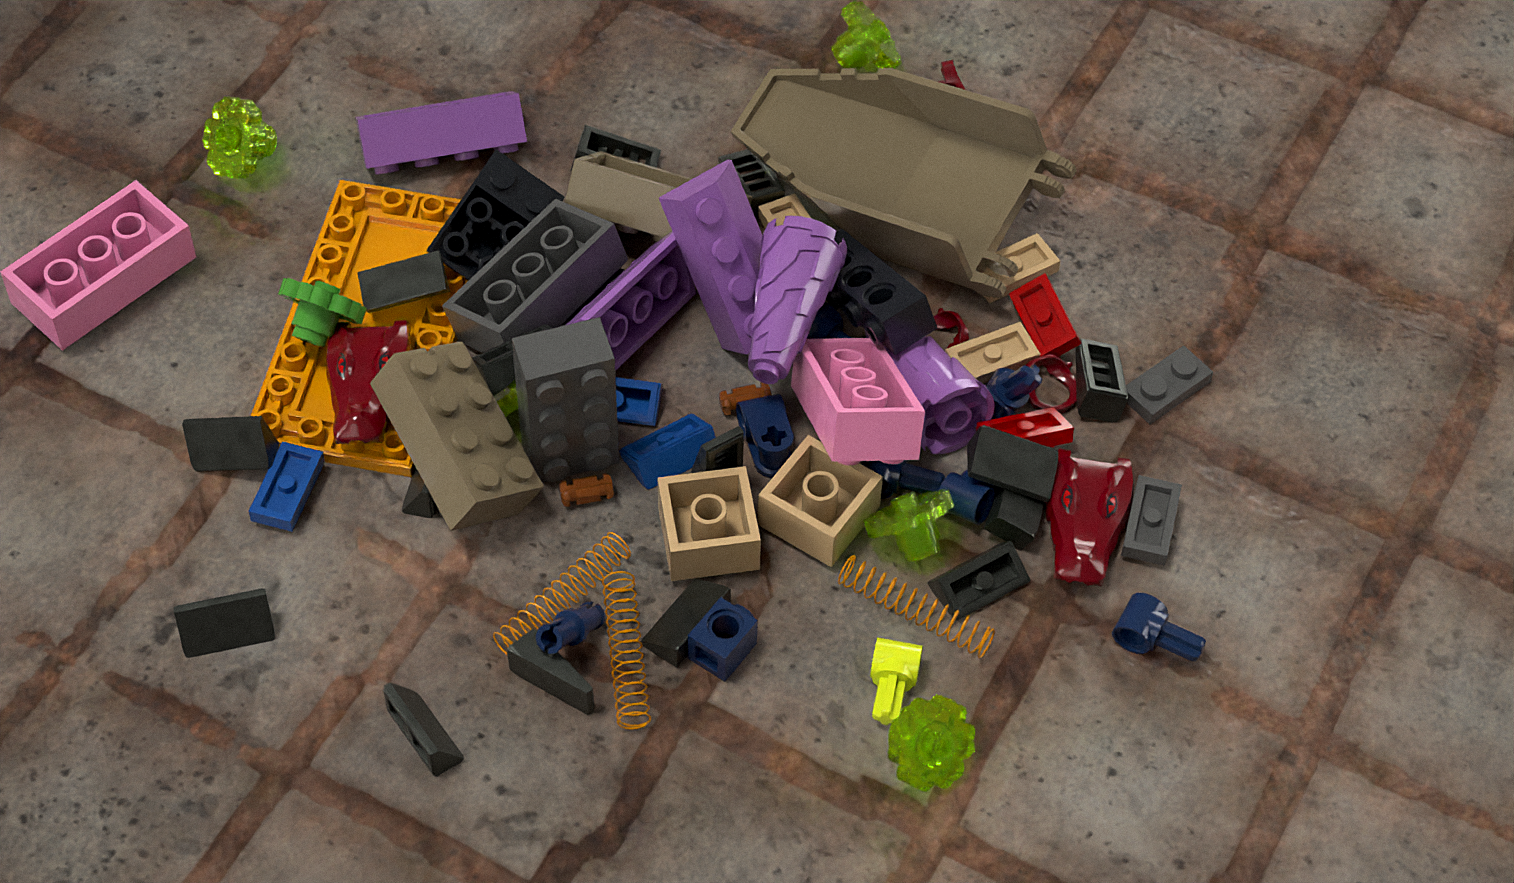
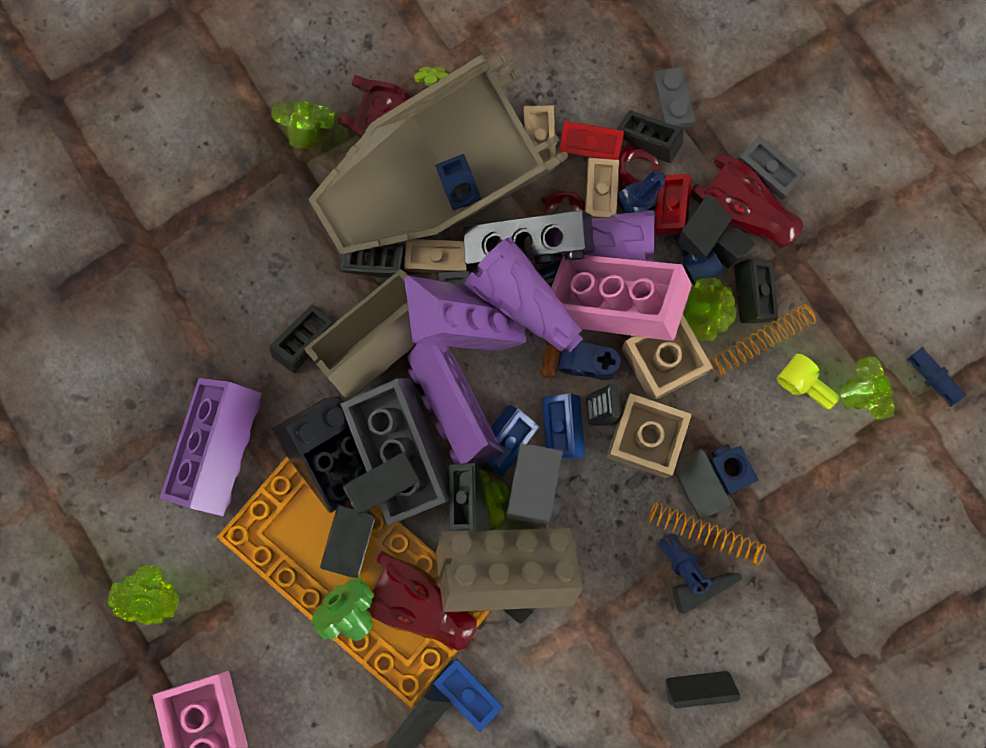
camera: 60 degrees left, 25 degrees up
(483, 267) = (381, 483): none -> pearl dark grey slope
(562, 583) = (638, 555): light orange piece -> none
(586, 490) = (570, 496): dark orange piece -> none
(899, 184) = (456, 172): none -> dark blue brick
(1001, 827) = (936, 377): none -> dark blue pin
(1146, 625) = (847, 213): dark blue axle -> none

